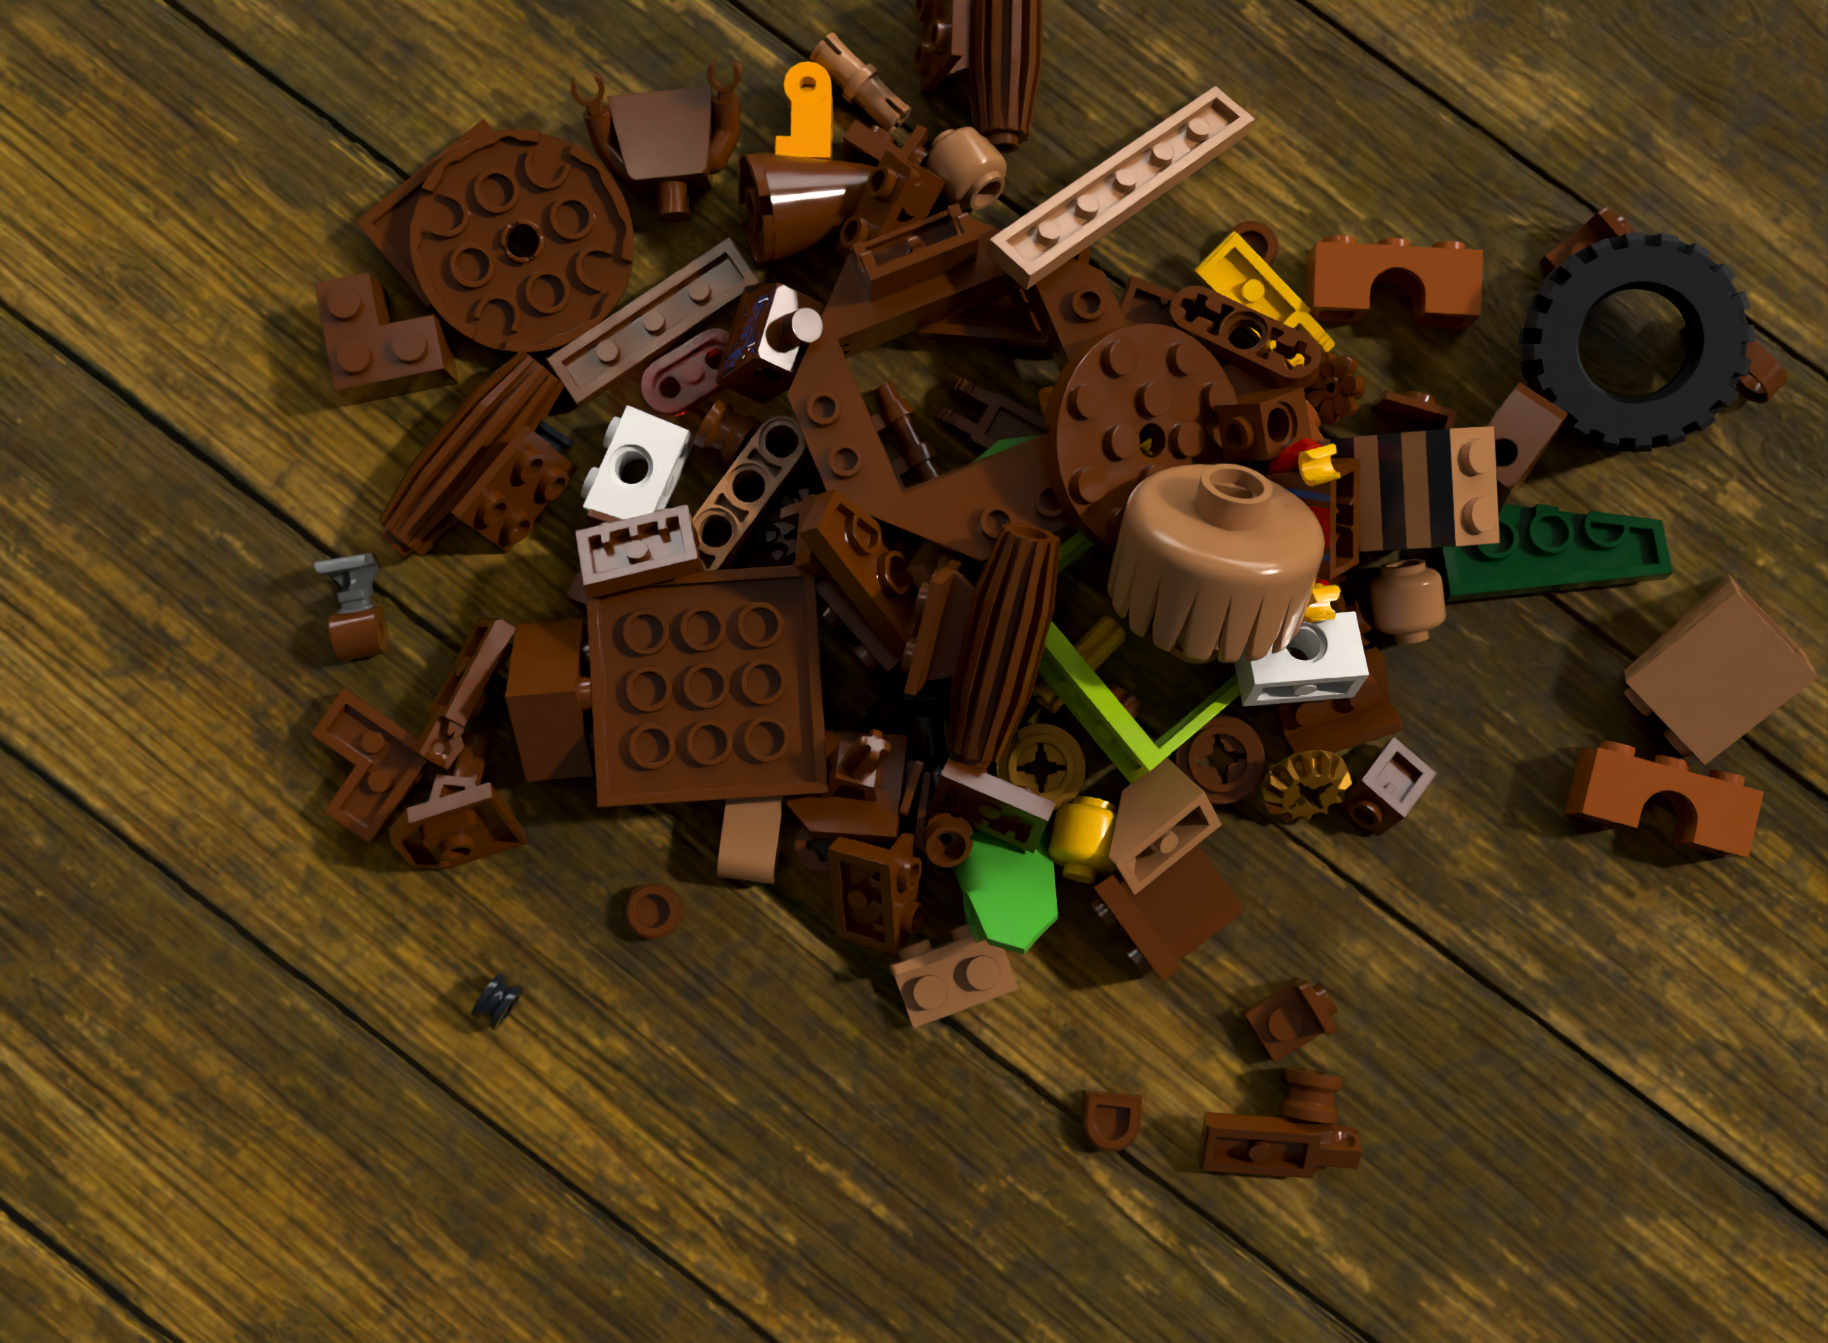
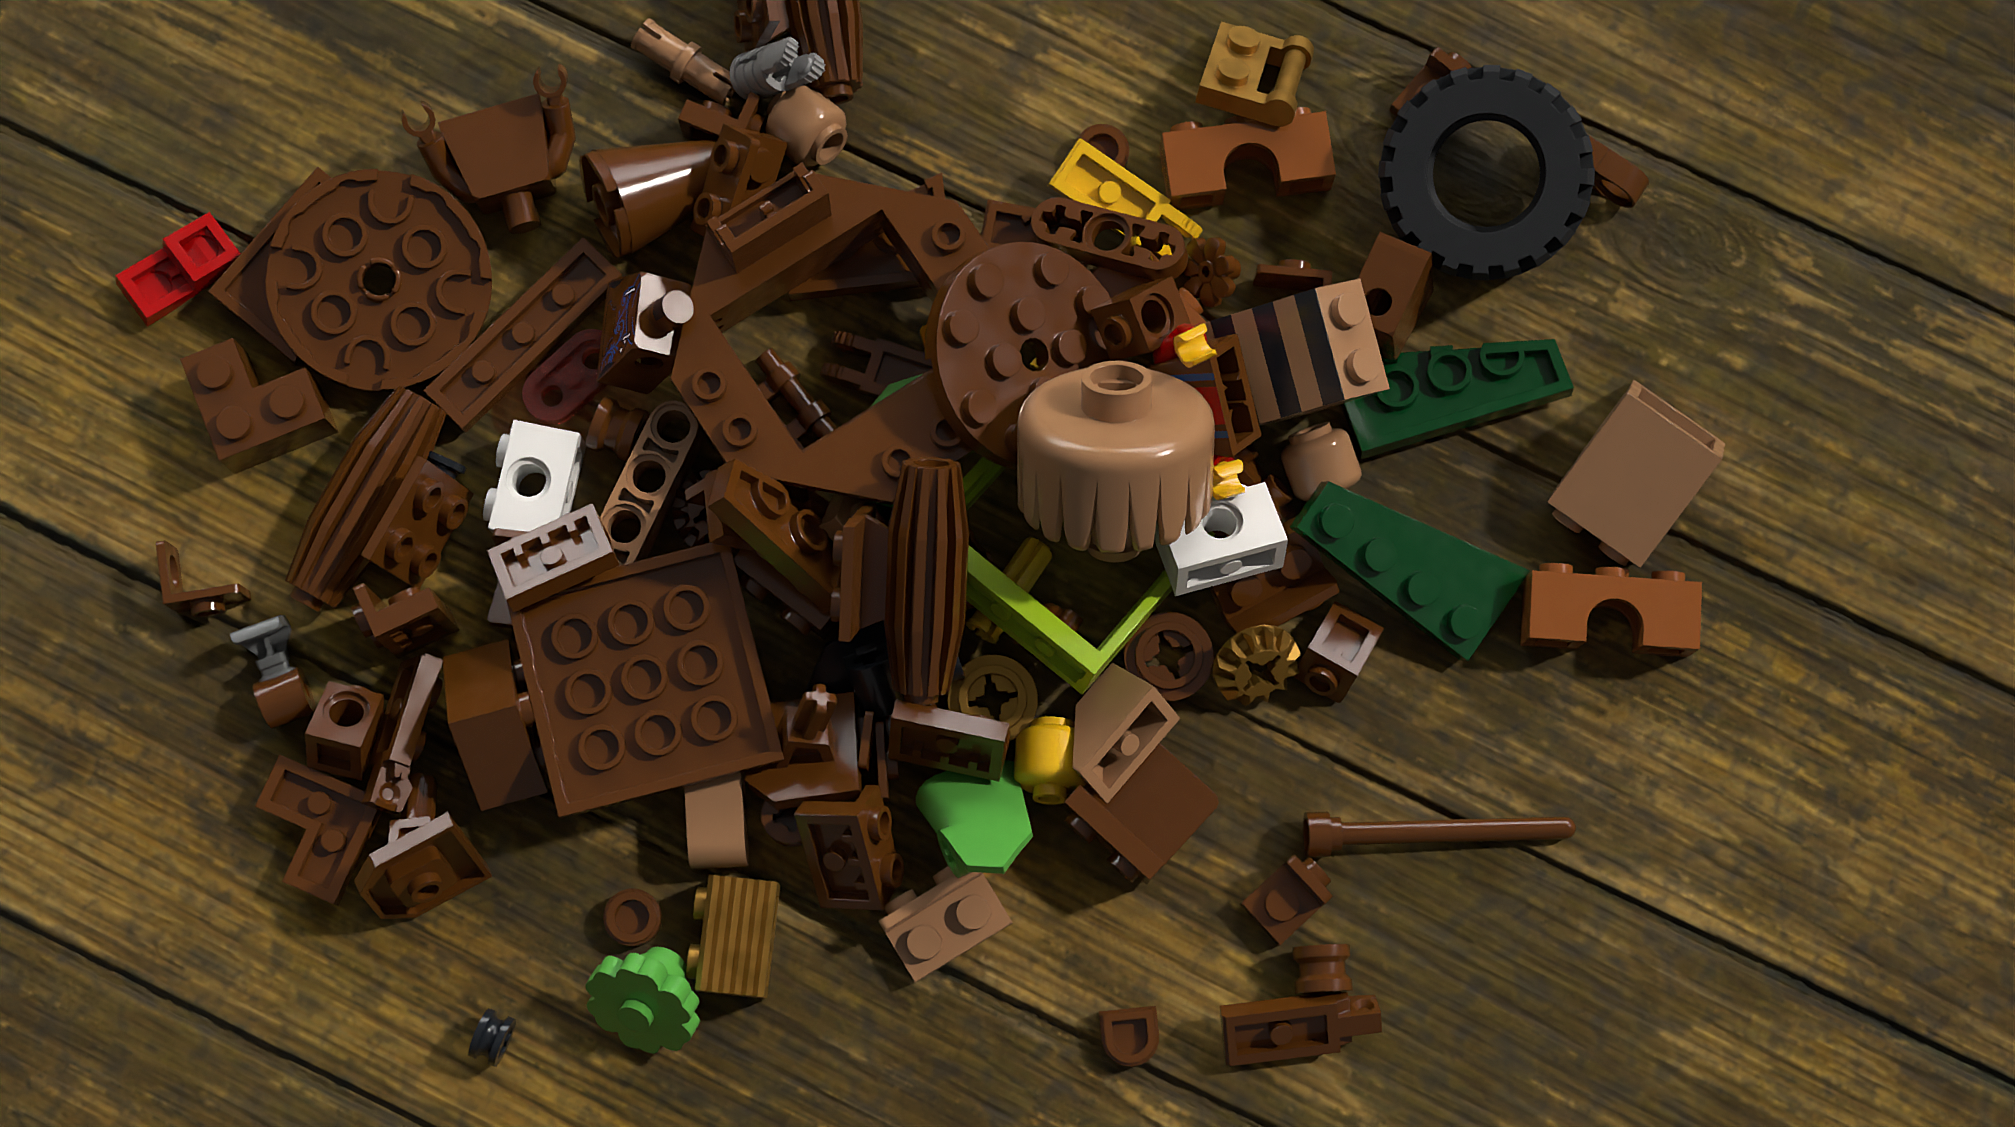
camera: 15 degrees left, 5 degrees down
(271, 510) = (199, 602): none -> reddish brown bracket
(333, 196) = (178, 271): none -> red slope
(403, 695) = (340, 748): none -> reddish brown brick
(483, 582) = (409, 621): none -> reddish brown bracket
(650, 996) = (644, 999): none -> bright green plant
(748, 951) = (735, 936): none -> pearl gold brick
(811, 110) = (643, 101): light orange leg -> none
(946, 105) = (774, 69): none -> light grey hinge
(949, 852) = (911, 798): reddish brown plate -> none
(1118, 188) = (959, 117): plate -> none
(1339, 963) = (1328, 834): none -> reddish brown piece
(1401, 192) = (1237, 67): none -> pearl gold plate
(1482, 723) = (1416, 569): none -> dark green wing

